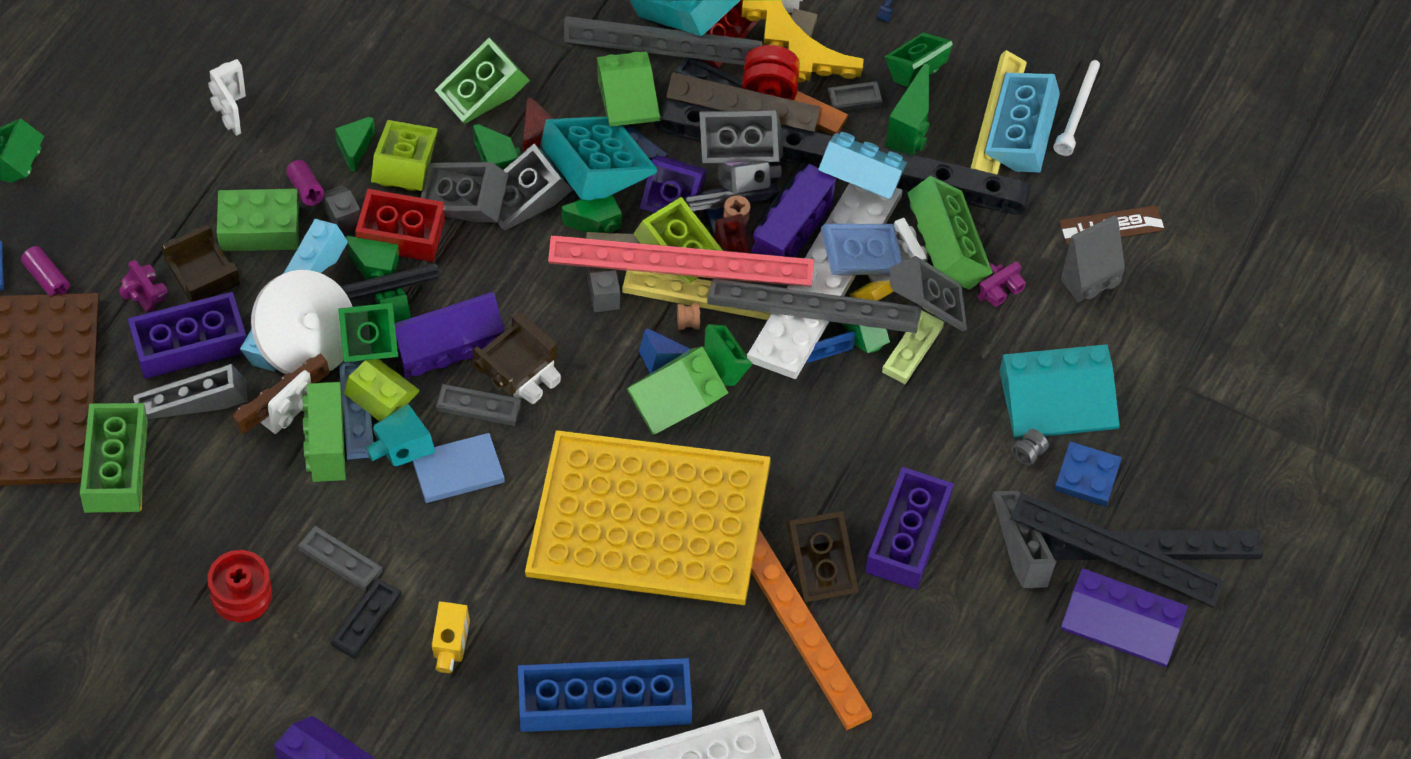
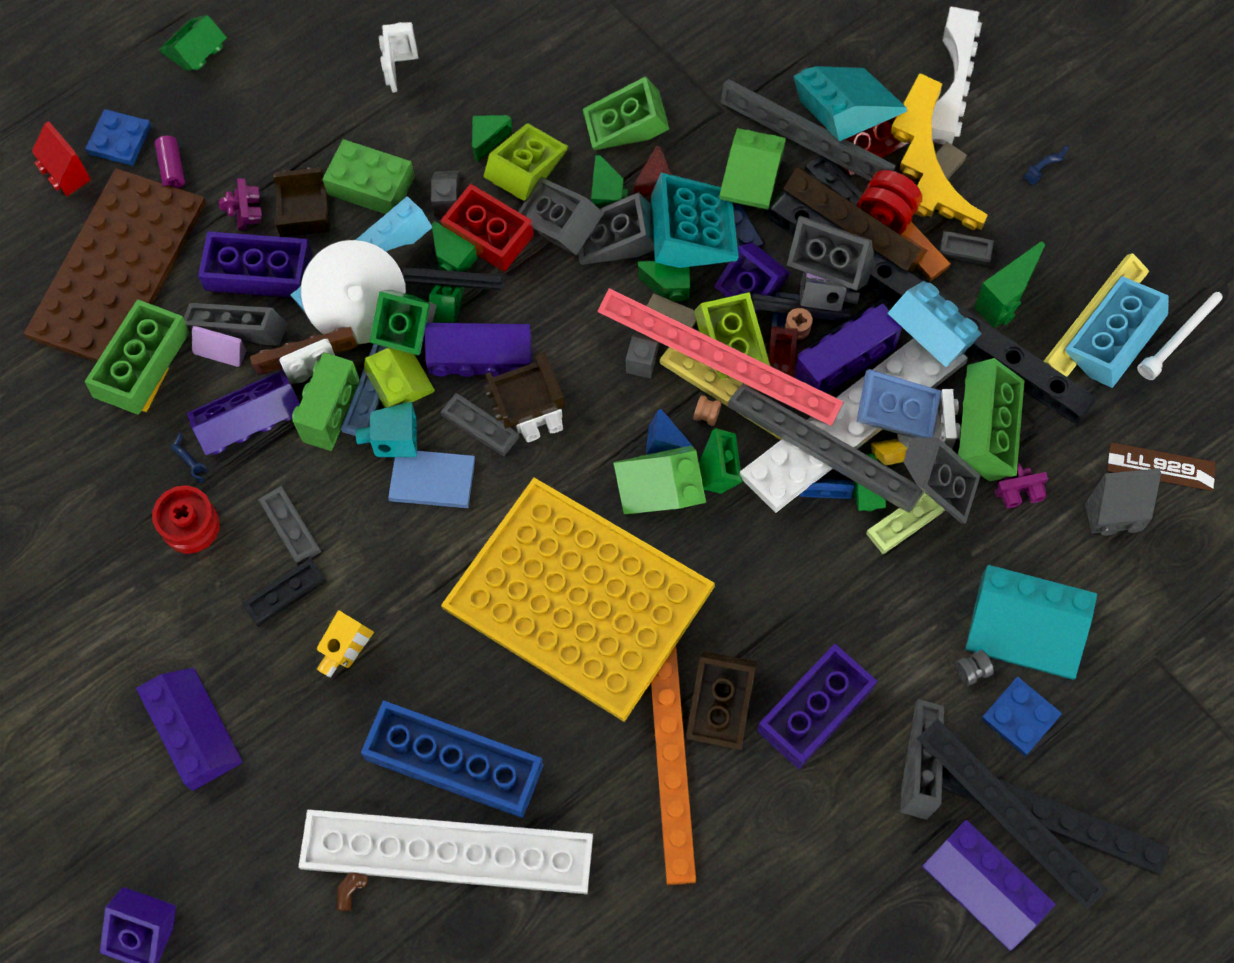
camera: 30 degrees right, 10 degrees up
(185, 423) = (217, 346): none -> lavender slope
(201, 531) = (195, 467): none -> dark blue piece
(245, 472) = (243, 413): none -> dark purple slope
(305, 182) = (424, 158): magenta piece -> none
(909, 58) = (1048, 226): green slope -> none

